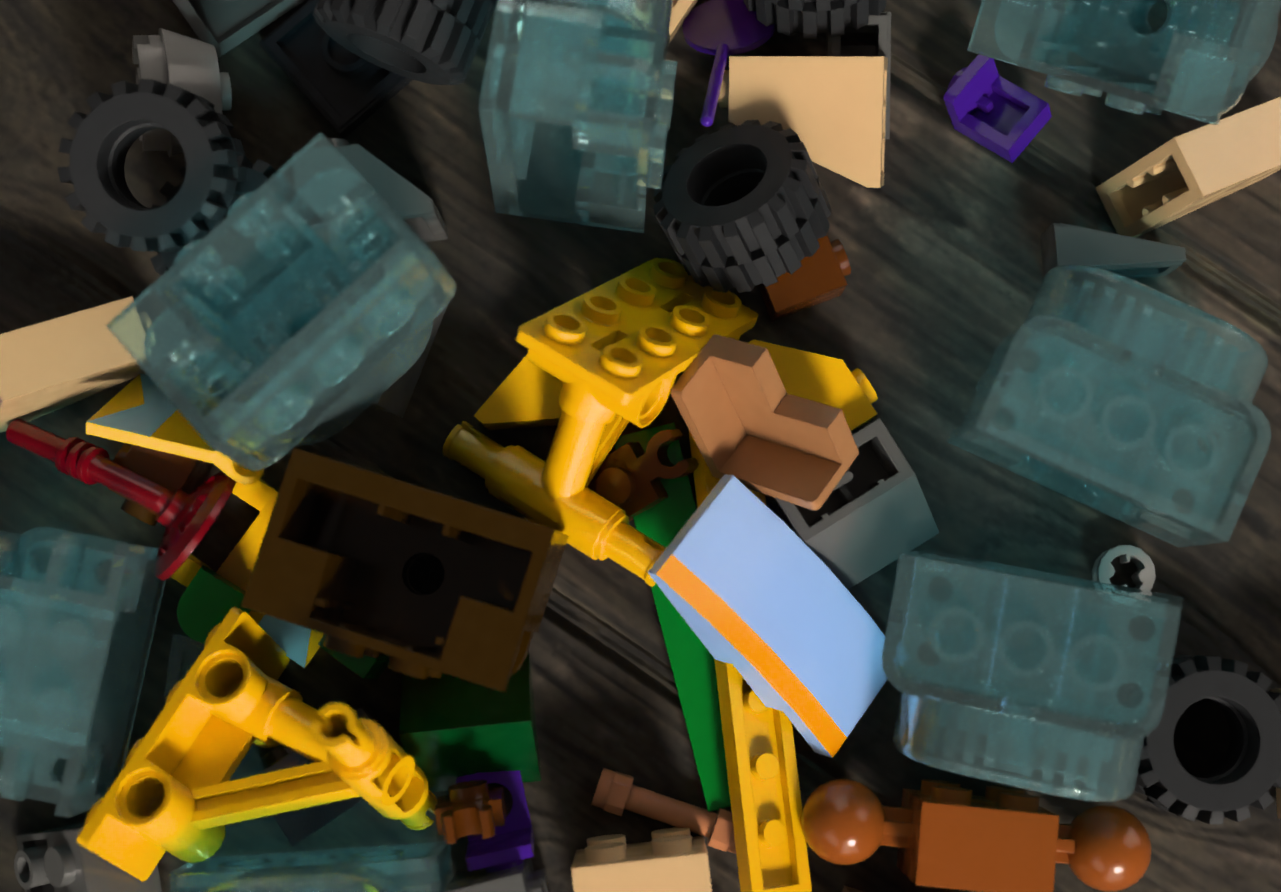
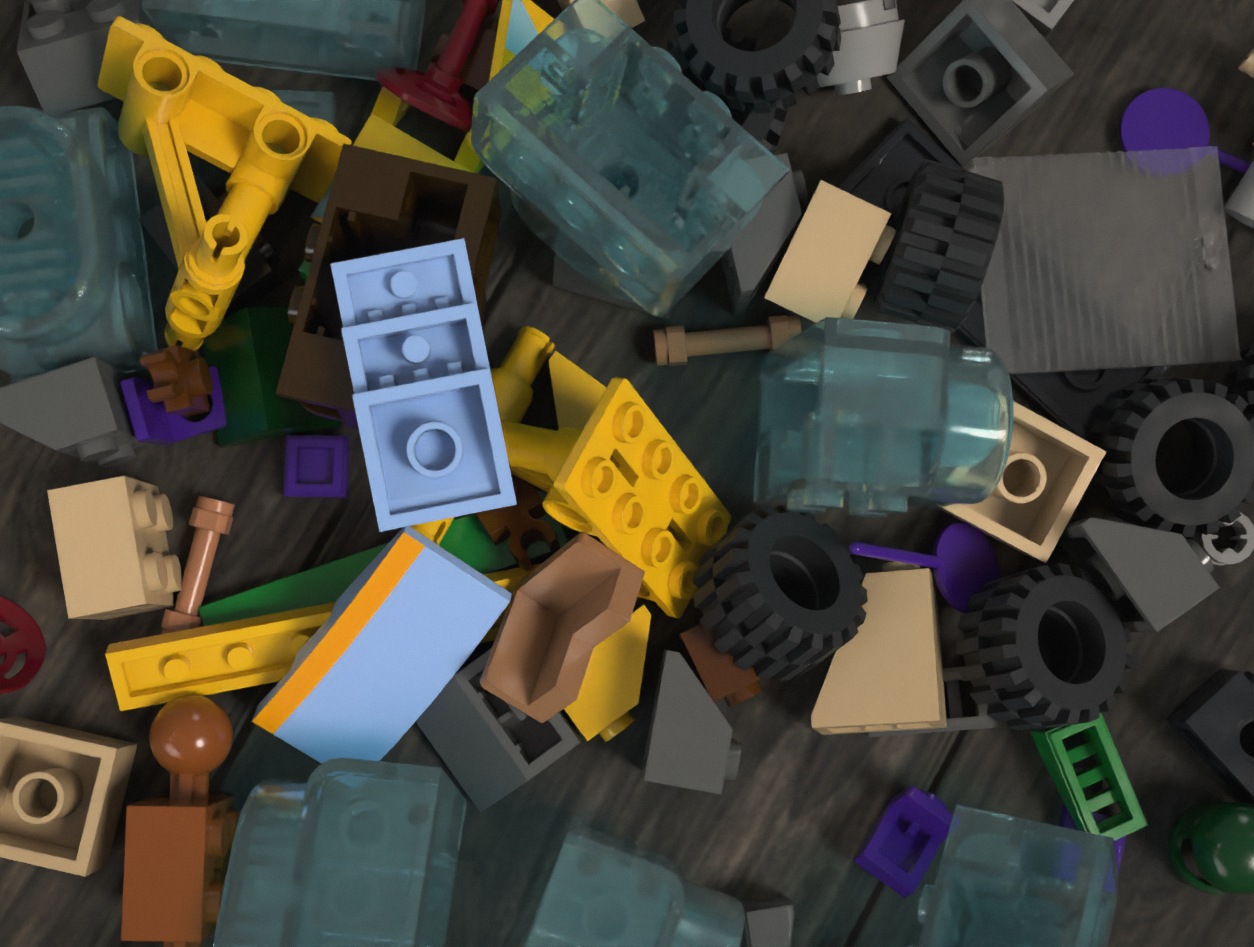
camera: 80 degrees right, 0 degrees up
(207, 603) = (361, 119): green tile -> none
(403, 121) = (829, 255): none -> tan brick
(476, 297) = (674, 345): none -> nougat bar
(509, 532) = (422, 385): none -> light blue slope
(570, 679) = (317, 466): none -> dark purple tile
(874, 313) = (687, 733): none -> dark grey slope

